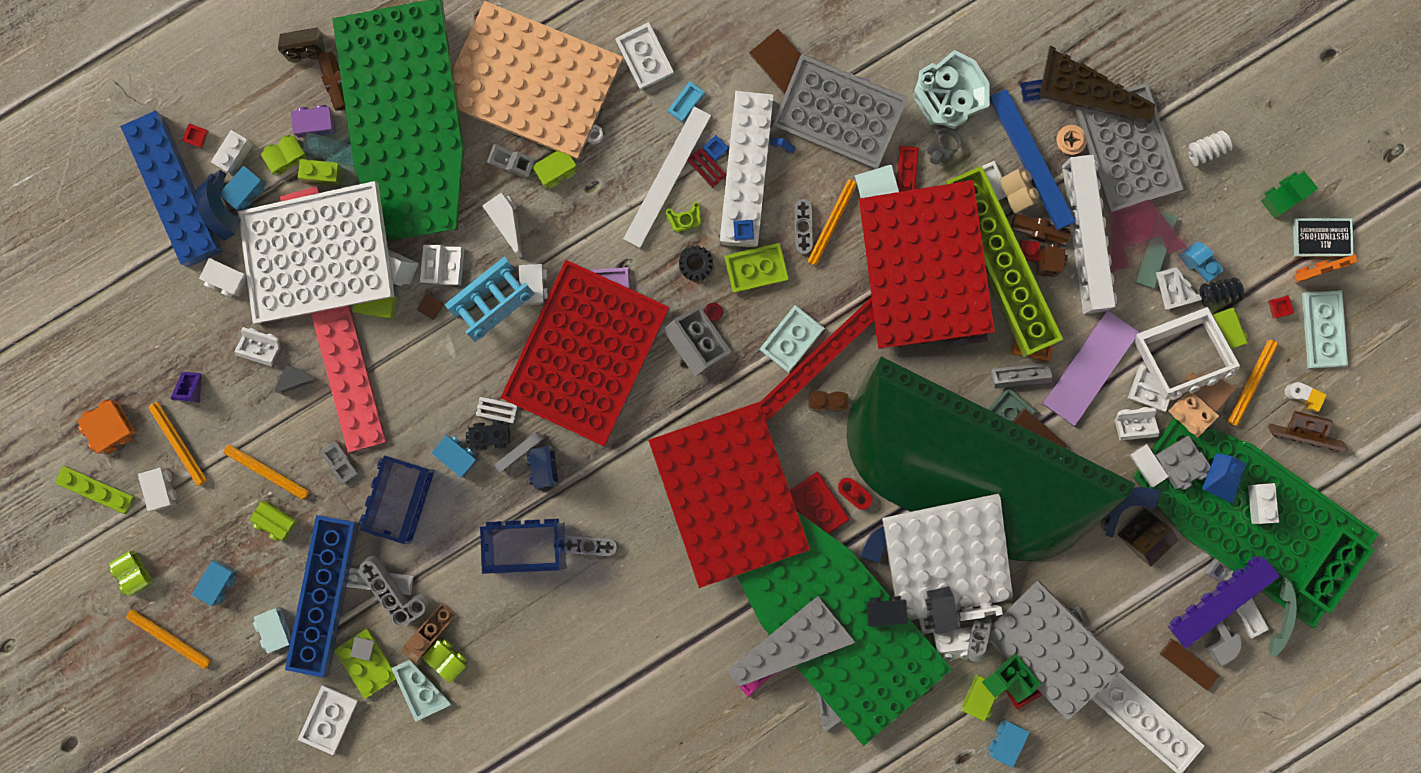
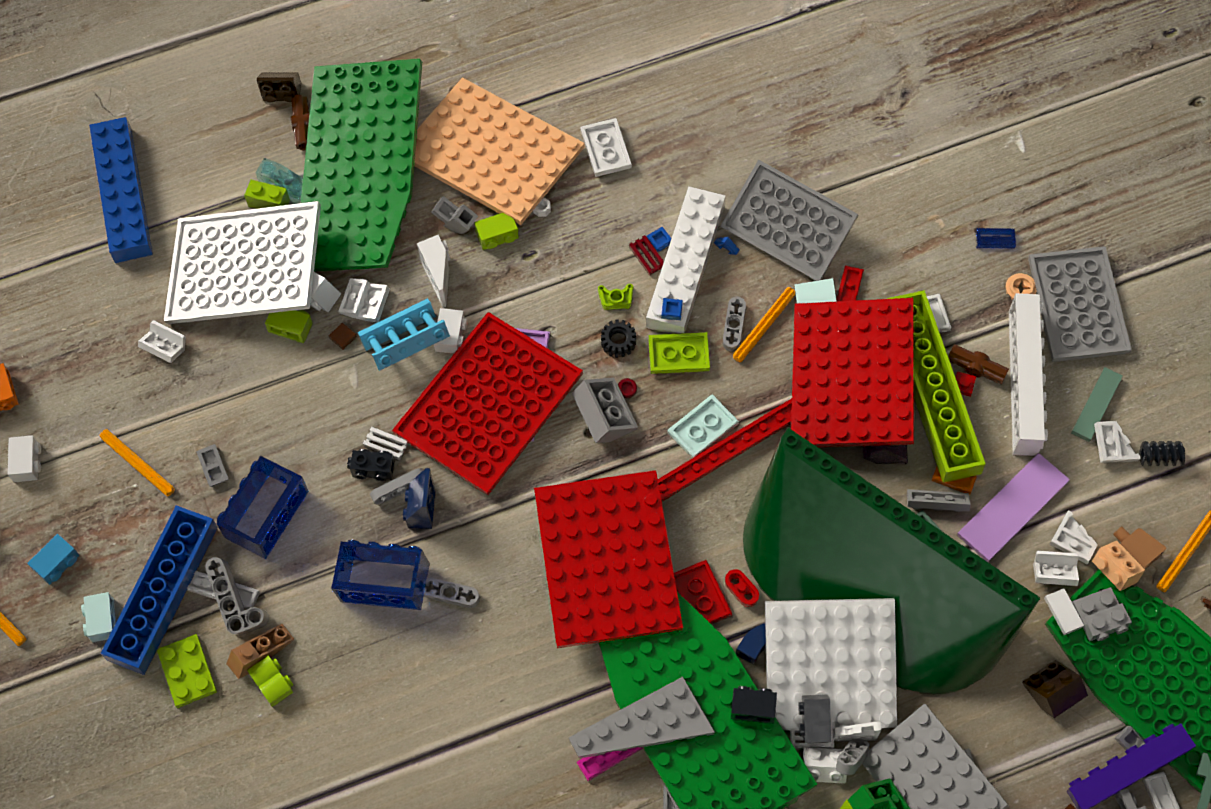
camera: 15 degrees right, 20 degrees down
(177, 443) = (56, 421): light orange axle -> none
(188, 388) = (82, 371): dark purple slope -> none
(195, 135) = (156, 148): red plate -> none
(212, 209) = (155, 212): dark blue arch -> none
(223, 277) = (147, 275): white brick -> none
(232, 153) = (187, 167): white brick -> none
(242, 189) = (188, 199): dark azure brick -> none
(274, 521) = (130, 509): lime brick -> none
(283, 155) = (235, 177): lime brick -> none
(292, 379) = (188, 378): dark grey slope -> none
(315, 121) = (274, 149): medium lavender brick -> none
(328, 719) = (131, 720): white plate -> none
(346, 370) = (244, 387): coral plate -> none
(362, 648) = (187, 650): light grey tile -> none
(418, 691) = (234, 708): light aqua wing -> none
(455, 456) = (332, 478): dark azure brick -> none
(667, 177) = (605, 258): white tile -> none
(686, 102) = (638, 194): medium azure tile -> none
(777, 59) = (733, 168): reddish brown tile -> none
(834, 401) = (729, 490): reddish brown brick -> none
(940, 154) = (885, 278): dark grey piece -> none
(964, 83) = (893, 228): light aqua brick -> none
(1020, 190) = (961, 322): tan brick -> none
(1032, 159) = (978, 298): blue tile -> none
(1051, 261) = (984, 392): reddish brown brick -> none
(1086, 88) = (1044, 241): dark brown wing -> none
(1137, 225) = (1077, 376): clear pink wing -> none
(1140, 496) = (1033, 642): dark blue arch -> none
(1175, 326) = (1113, 479): white window -> none
(1201, 258) = (1142, 416): dark azure brick -> none
(1209, 146) = (1163, 313): white piece -> none
(1224, 477) = (1146, 633): blue slope -> none
(1230, 327) = (1164, 492): lime brick -> none
(1263, 503) = (1185, 669): white brick -> none

